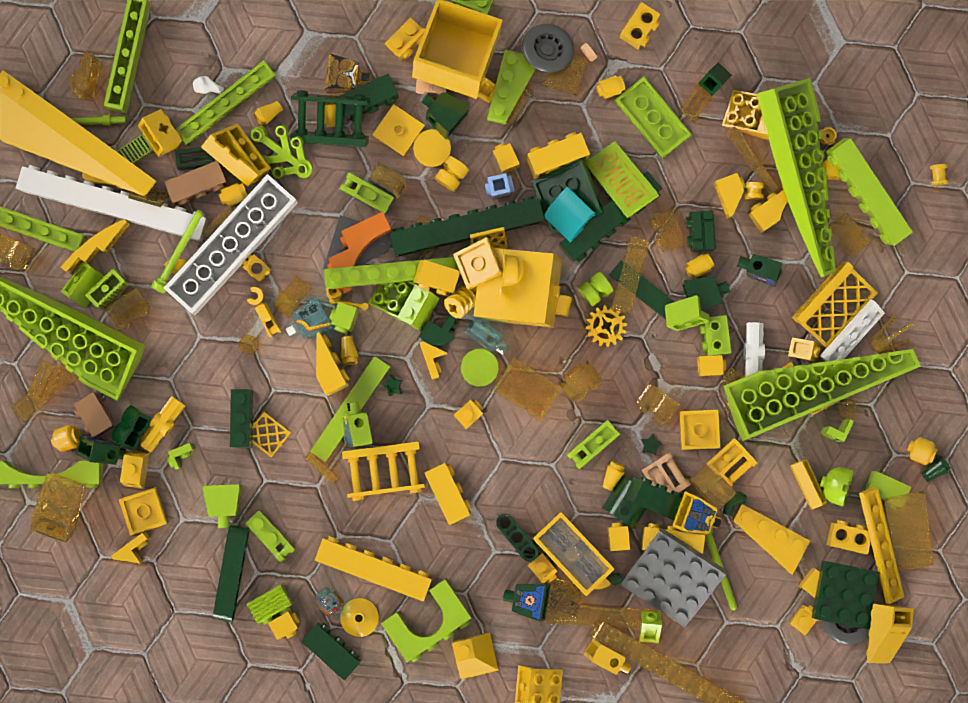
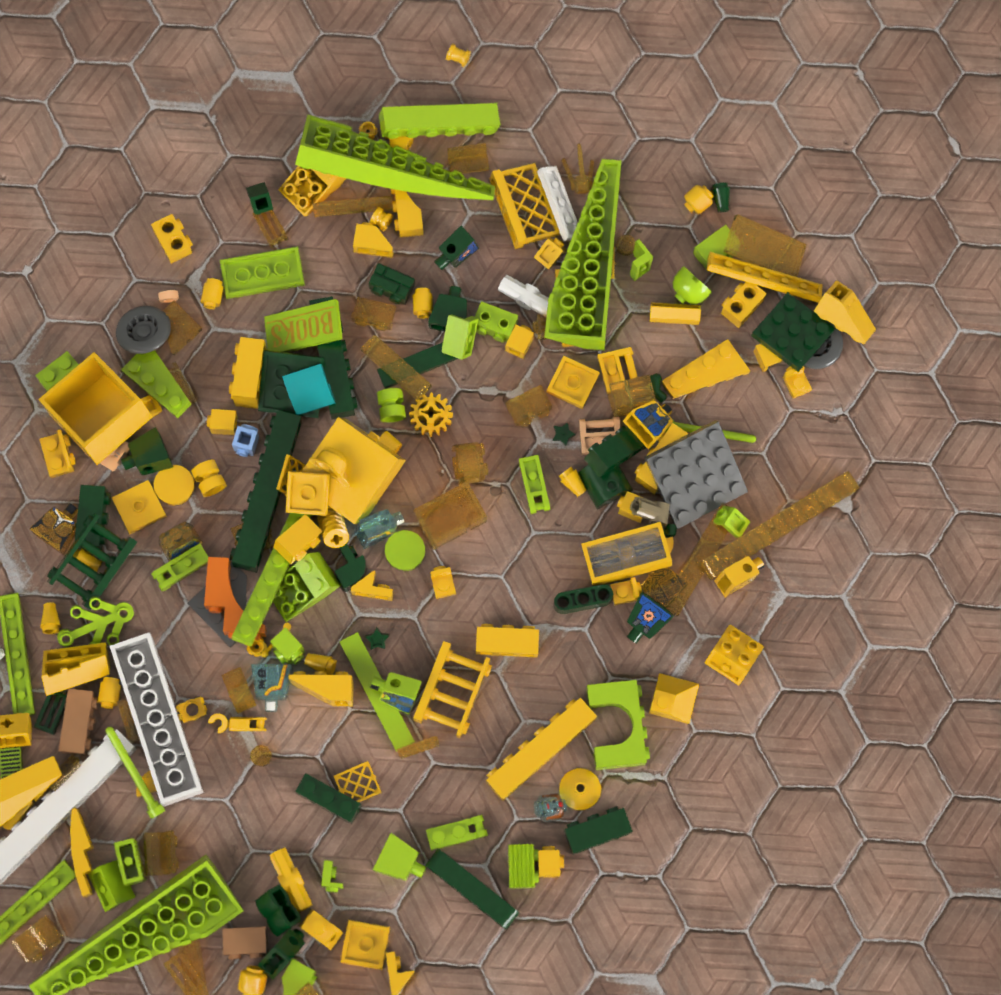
camera: 65 degrees left, 10 degrees down
(620, 558) = (650, 510): none -> dark tan piece

